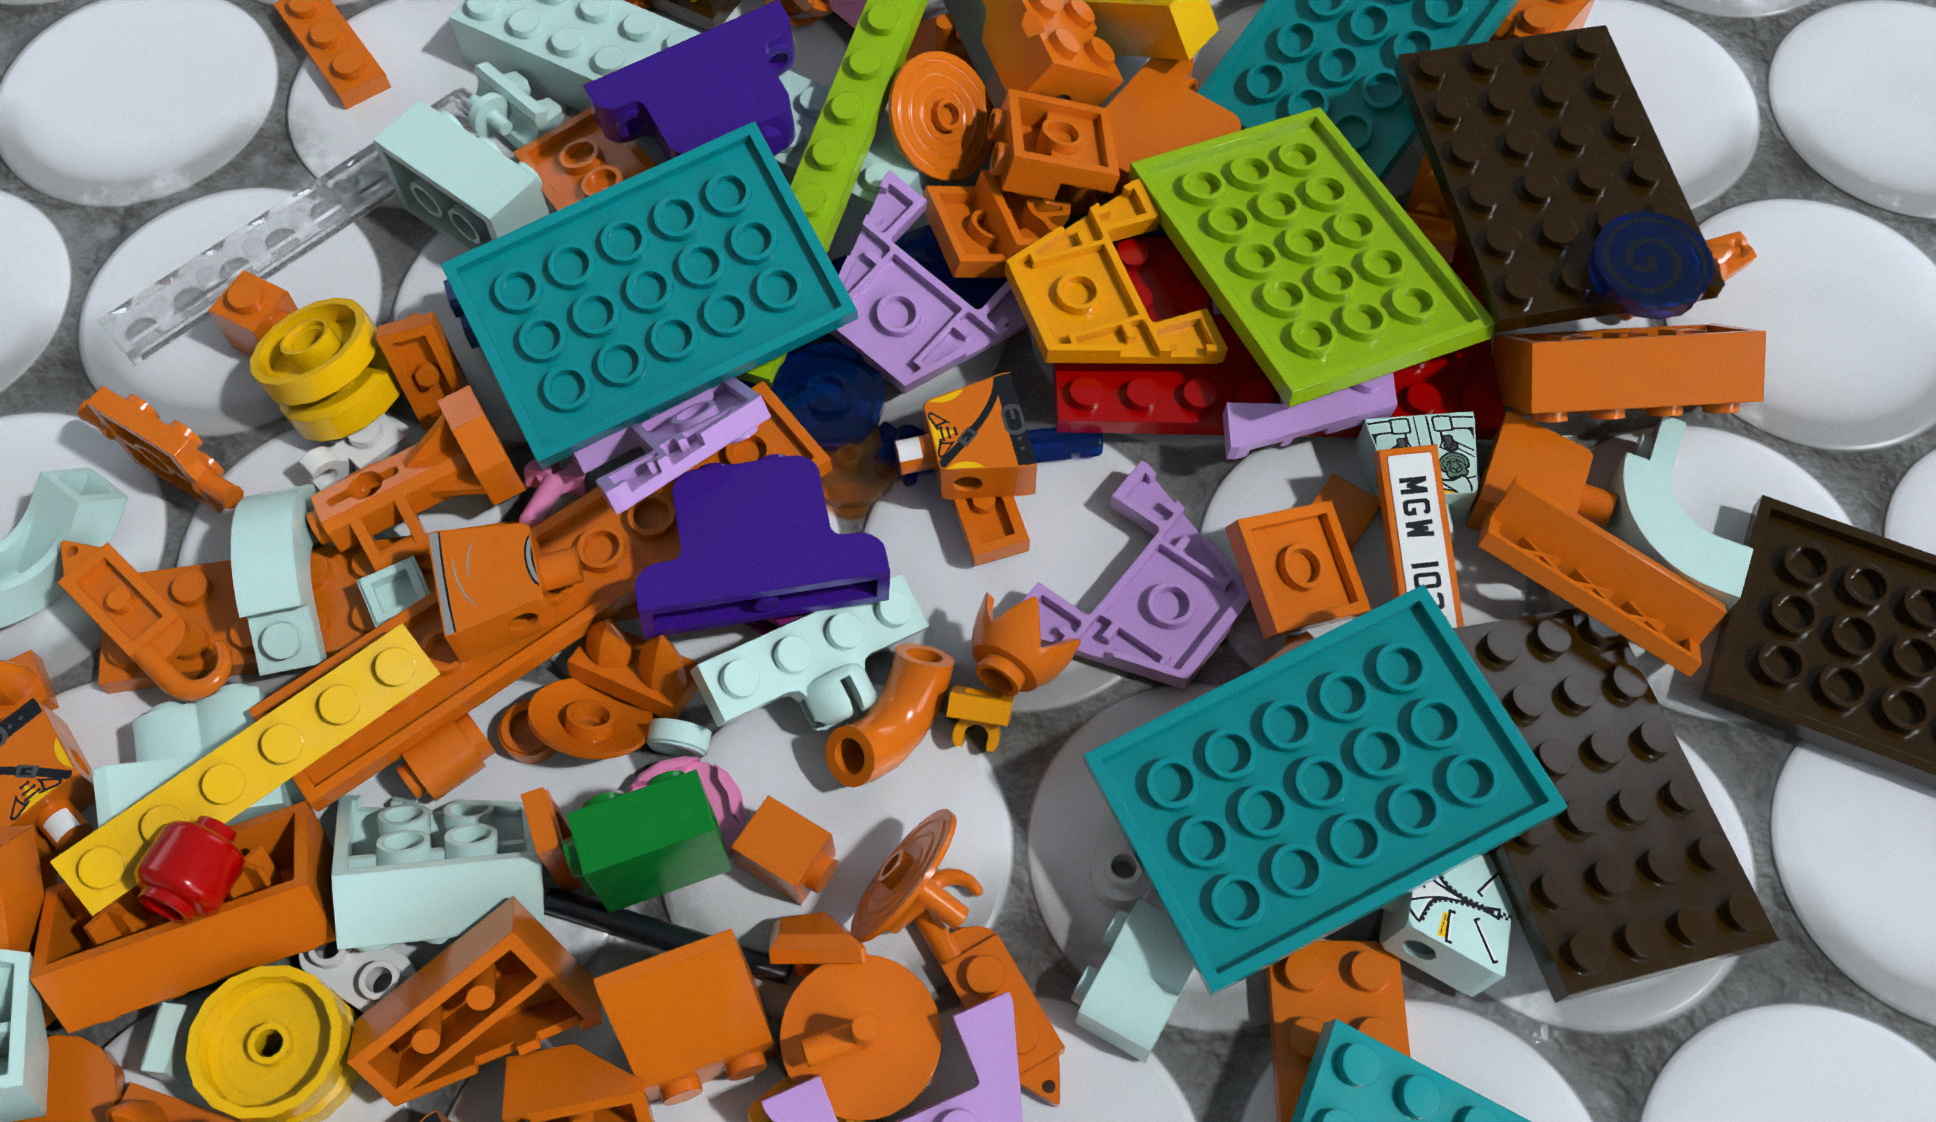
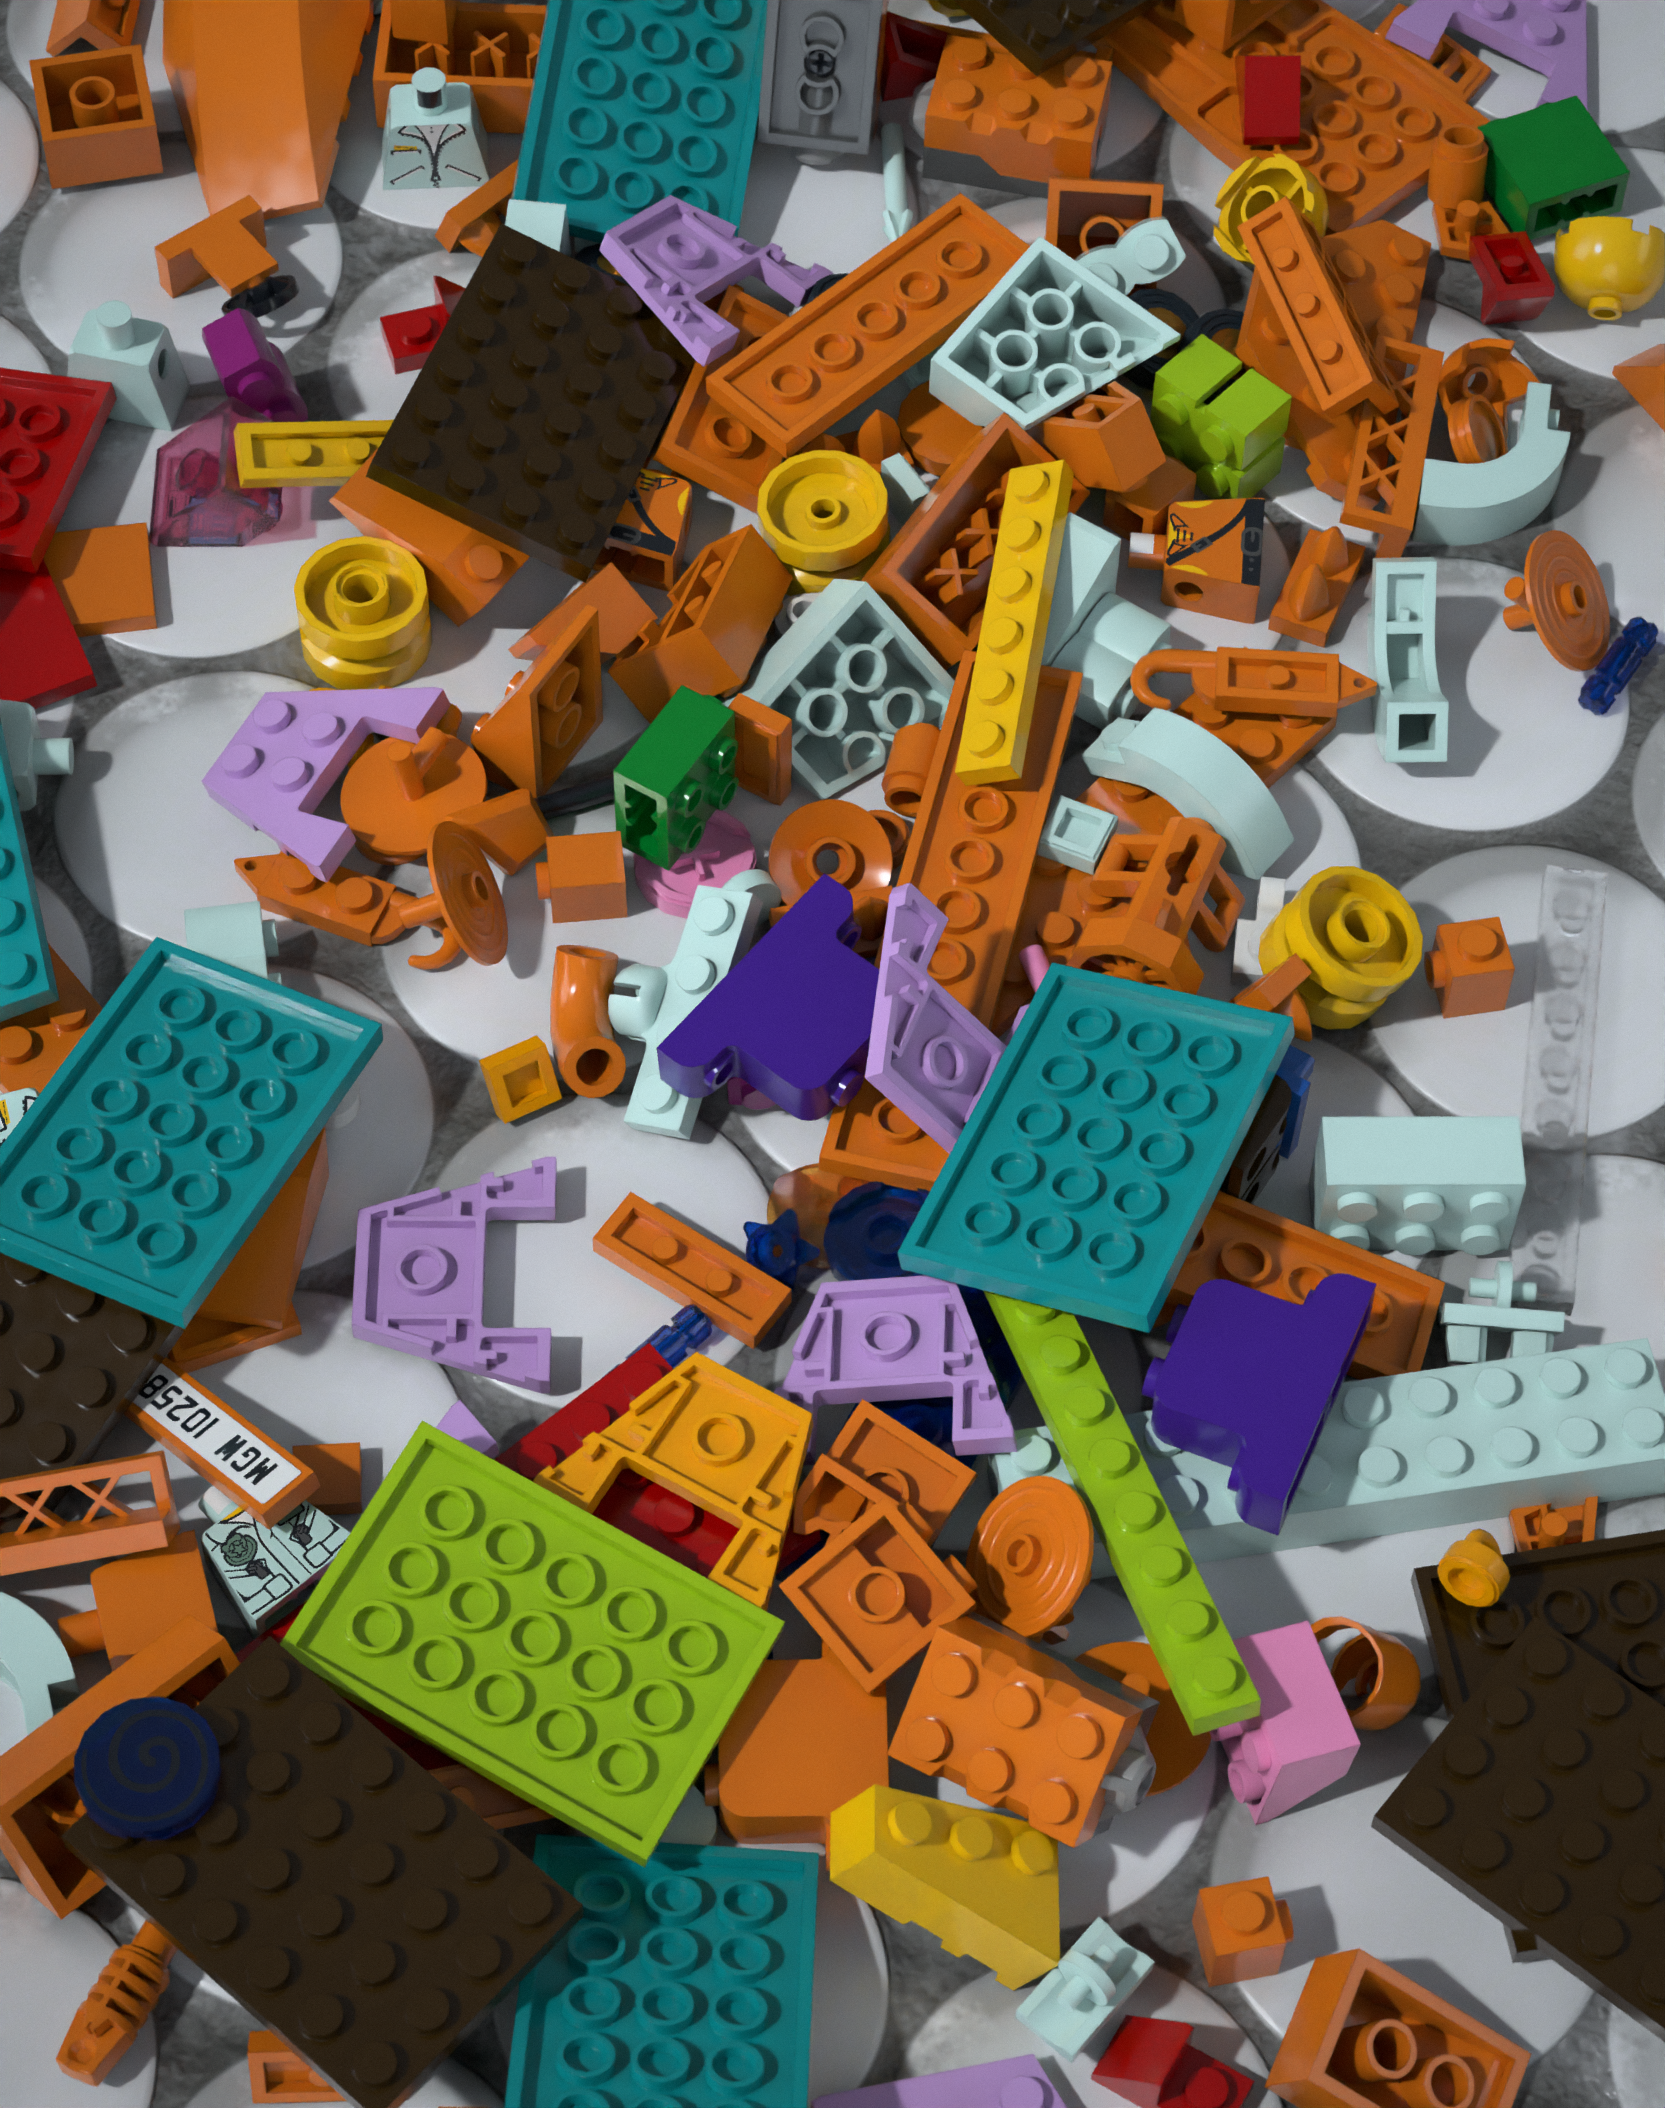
camera: 140 degrees right, 5 degrees down
(161, 448) = (1394, 798): orange plate -> none
(189, 869) = (965, 519): red head -> none
(496, 585) = (982, 849): orange torso -> none
(974, 442) = (704, 1262): orange torso -> none
(1011, 650) = (520, 1114): orange piece -> none
(1297, 569) = (324, 1362): orange plate -> none

